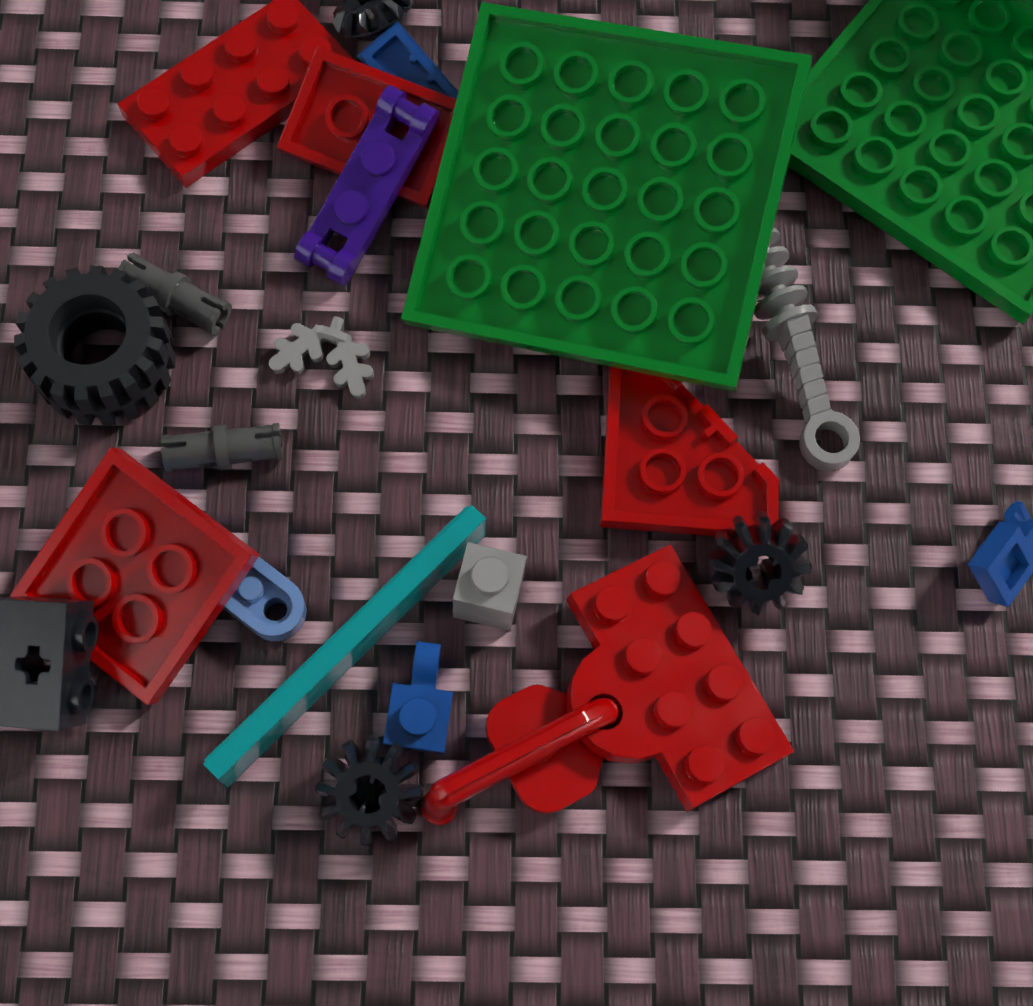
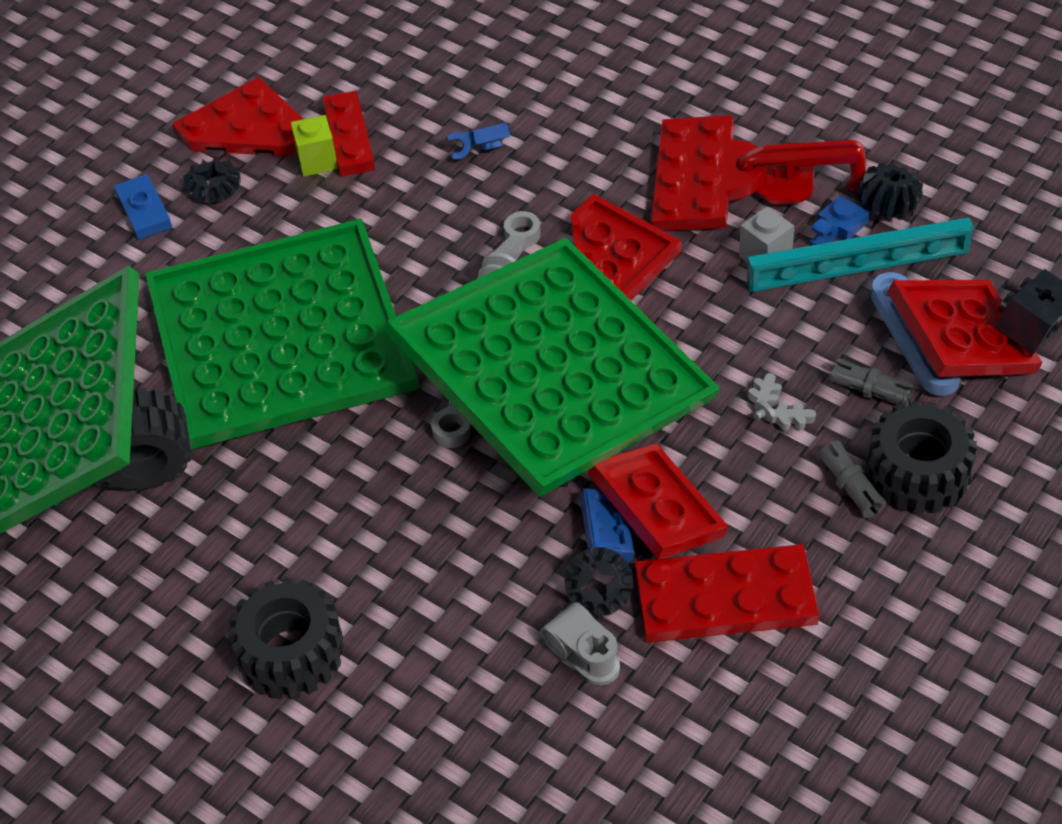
camera: 135 degrees left, 20 degrees down
(367, 186) = (688, 463): dark purple plate -> none
(743, 551) = (616, 181): black gear -> none

